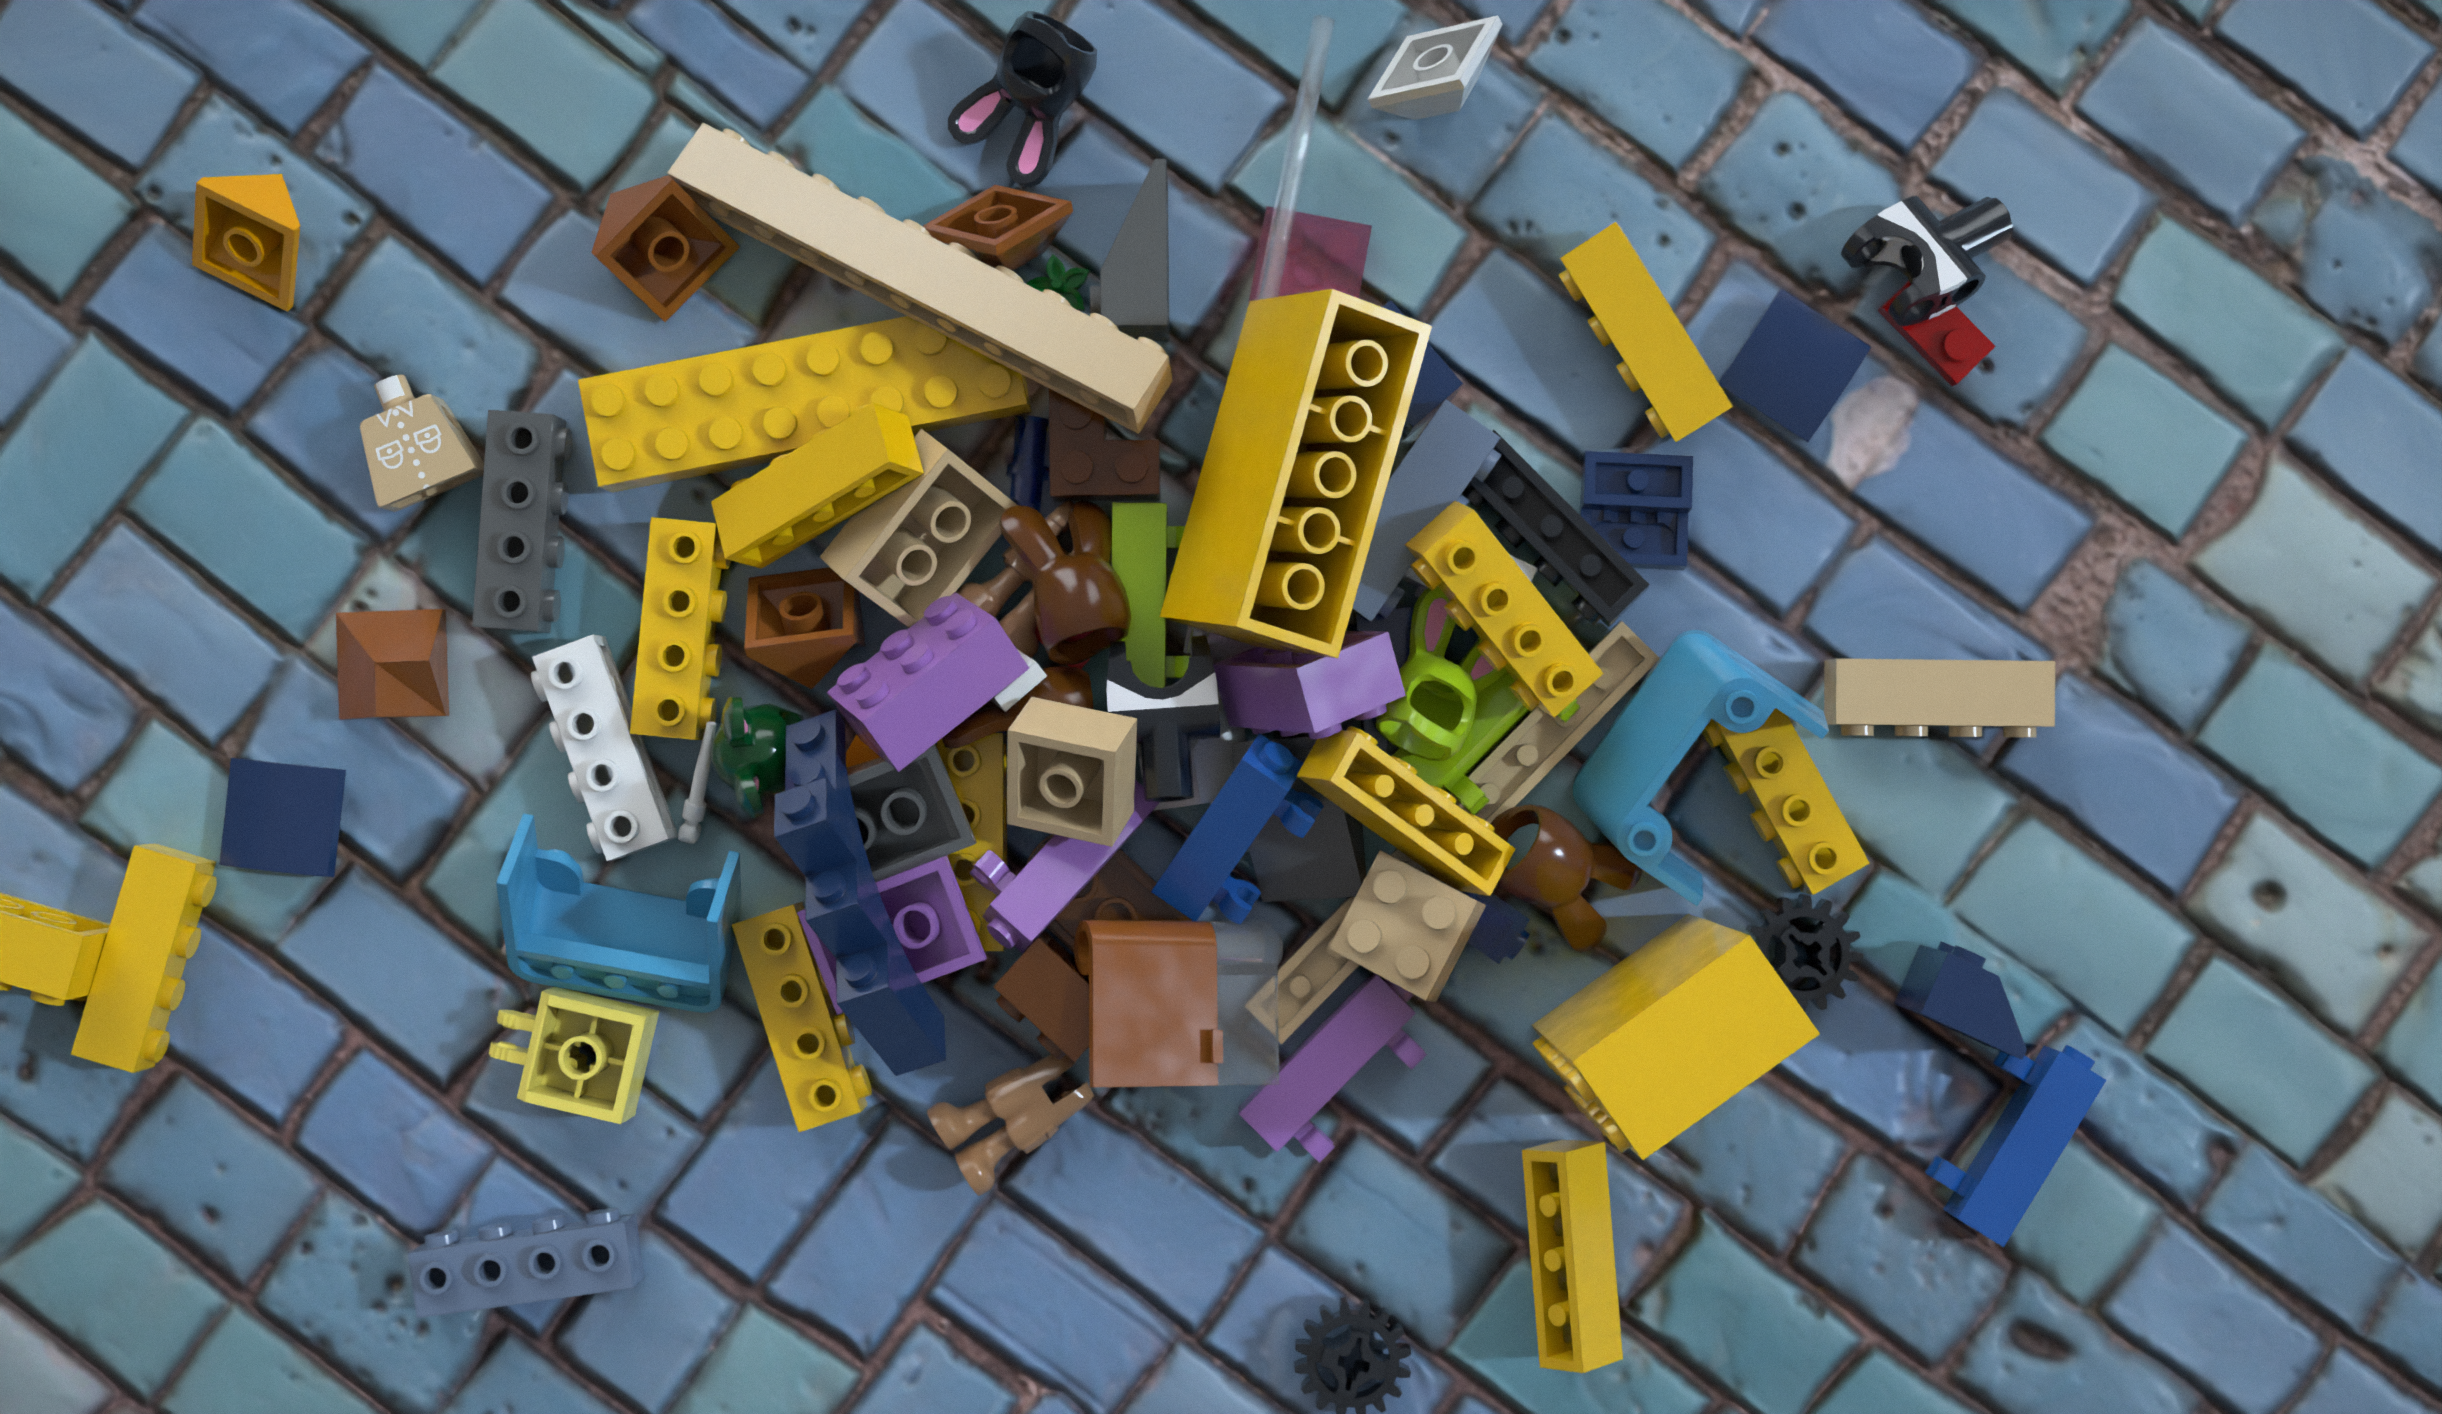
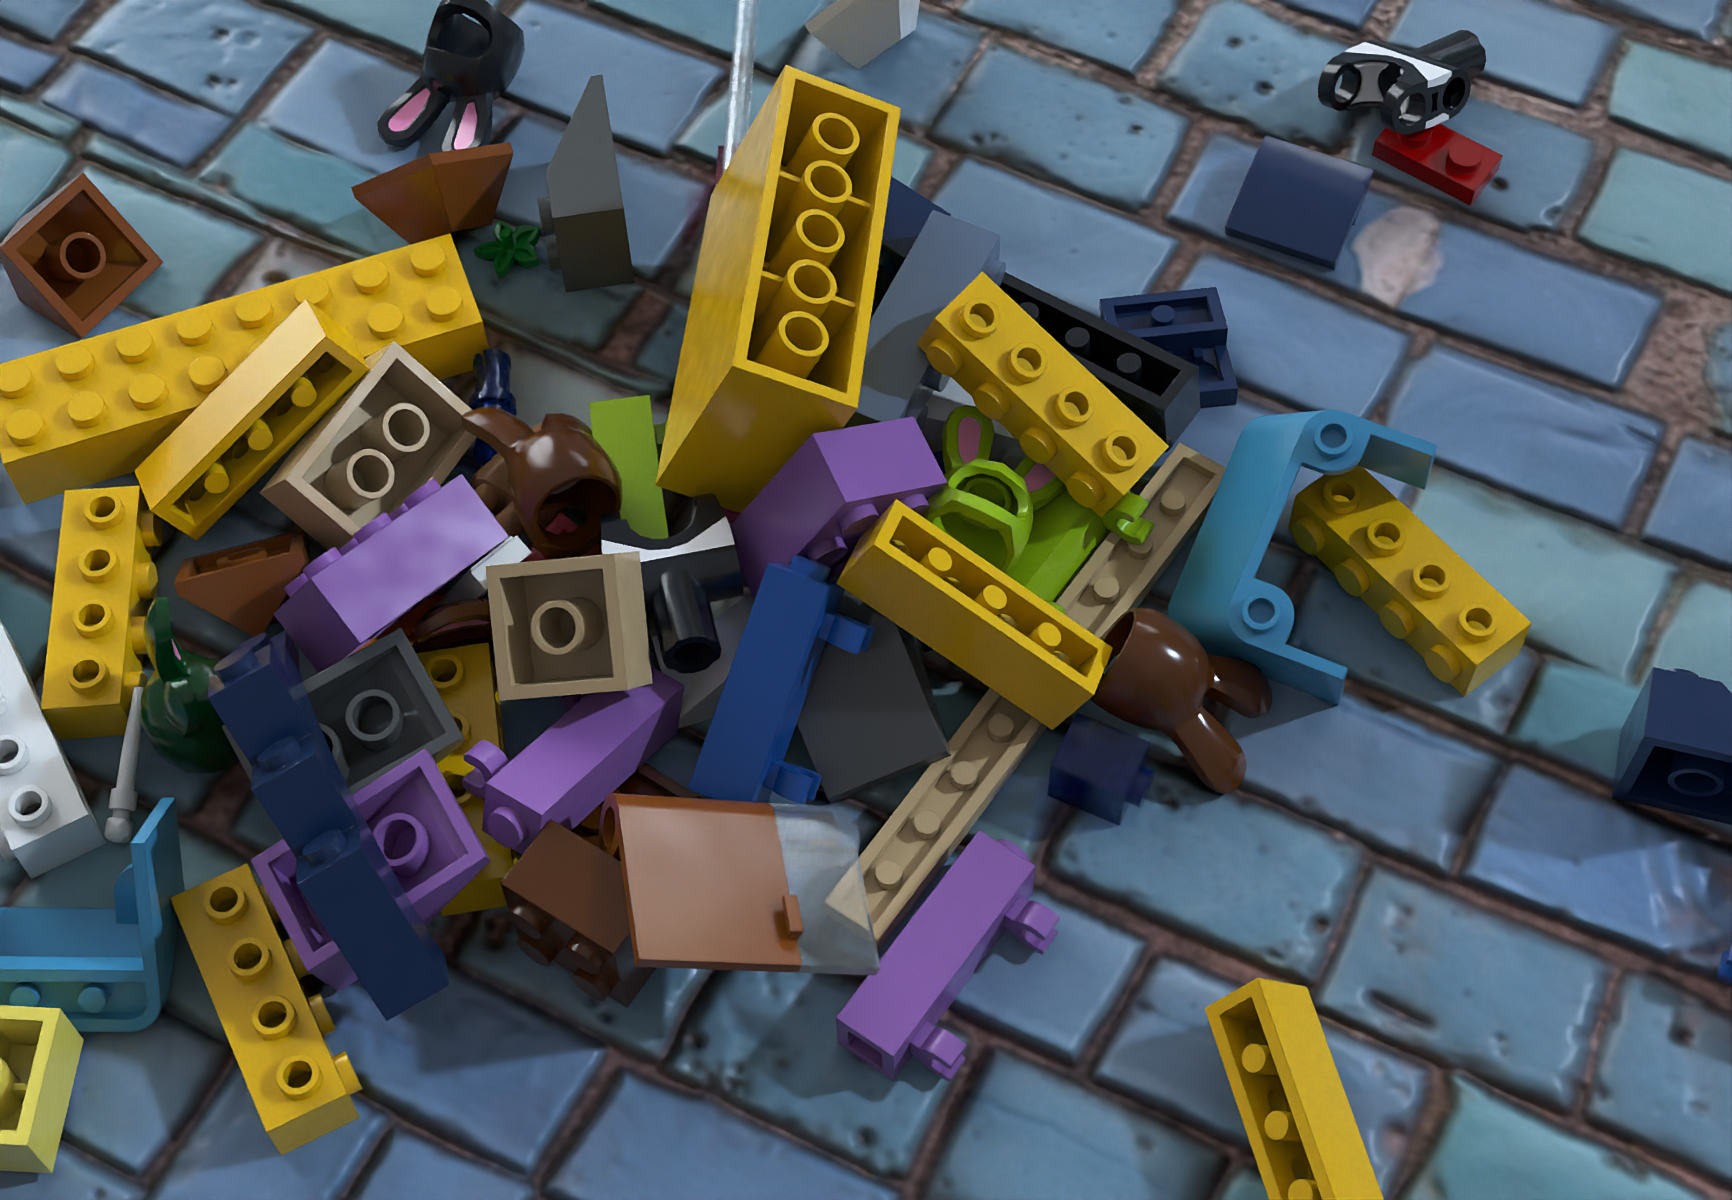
camera: 10 degrees left, 30 degrees down
(924, 277) = (369, 216): tan brick -> none
(1027, 1116) = (558, 1068): medium nougat piece -> none
(1094, 468) = (563, 374): reddish brown brick -> none
(1407, 927) = (1004, 757): tan brick -> none
(1645, 332) = (1137, 185): yellow brick -> none
(1672, 1033) = (1344, 751): yellow brick -> none
(1820, 936) = (1516, 751): black gear -> none
(1939, 694) = (1555, 455): tan brick -> none

